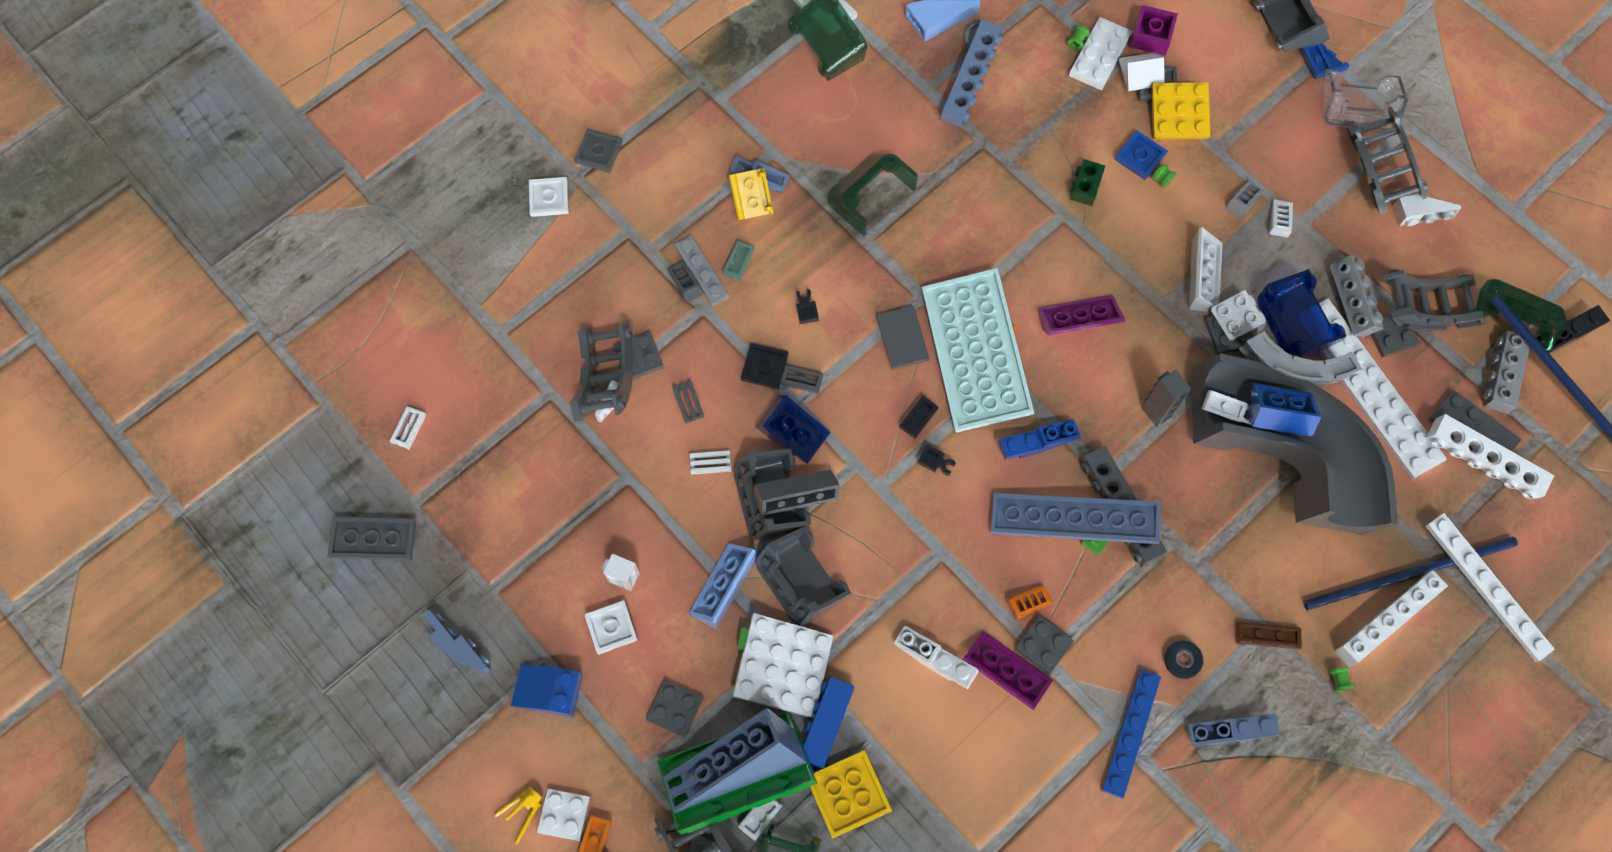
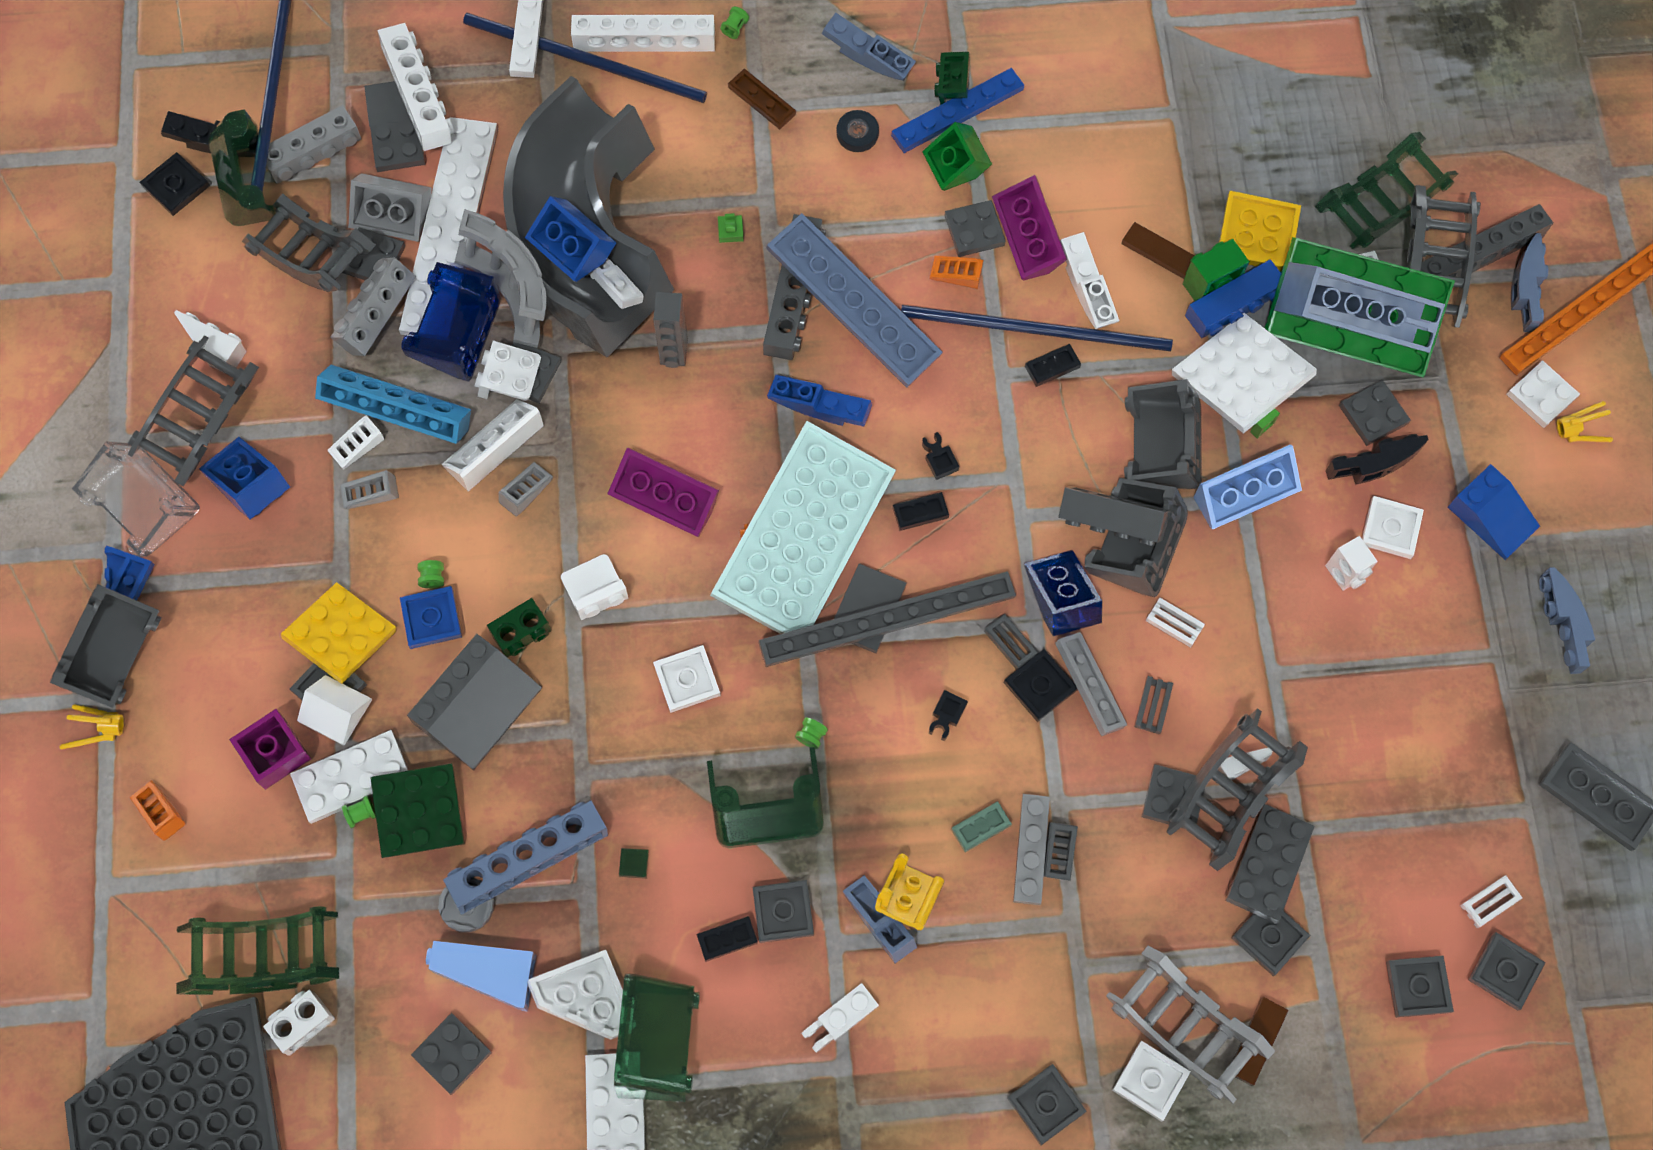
camera: 145 degrees left, 0 degrees up
(376, 391) = (1507, 971): none -> dark grey plate
(424, 347) = (1419, 986): none -> dark grey plate
(502, 257) = (1266, 1021): none -> reddish brown tile
(529, 318) = (1270, 942): none -> dark grey tile
(544, 252) = (1203, 1007): none -> light grey fence
(555, 355) = (1270, 863): none -> dark grey plate
(643, 676) = (1384, 459): none -> black slope
(735, 384) = (1091, 684): none -> light grey plate
(740, 118) = (842, 1016): none -> white hinge
(813, 144) = (783, 911): none -> dark grey plate
(831, 111) = (727, 939): none -> black plate
(853, 726) = (1214, 269): none -> green brick
(875, 242) = (811, 733): none -> bright green wheel
(883, 334) = (886, 619): none -> dark grey plate
(886, 33) = (582, 994): none -> white plate
(907, 725) = (1158, 249): none -> reddish brown tile
(913, 114) = (633, 863): none -> clear green tile
(913, 579) = (1052, 365): none -> black plate
(944, 600) = (1037, 328): none -> dark blue piece
(970, 223) = (686, 678): none -> white plate
(1049, 58) = (417, 810): none -> dark green plate
(1067, 234) = (594, 586): none -> white bracket
(1073, 129) = (474, 702): none -> dark grey slope
(1100, 689) = (956, 156): none -> green slope
(1156, 750) = (953, 75): none -> dark green bracket
(1163, 247) = (516, 502): none -> light grey slope
(1199, 520) = (730, 228): none -> bright green tile
(1319, 152) = (245, 477): none -> blue slope
(1329, 234) = (393, 404): none -> dark azure brick
(1419, 369) = (388, 206): none -> light grey slope
(1556, 288) = (174, 184): none -> black tile

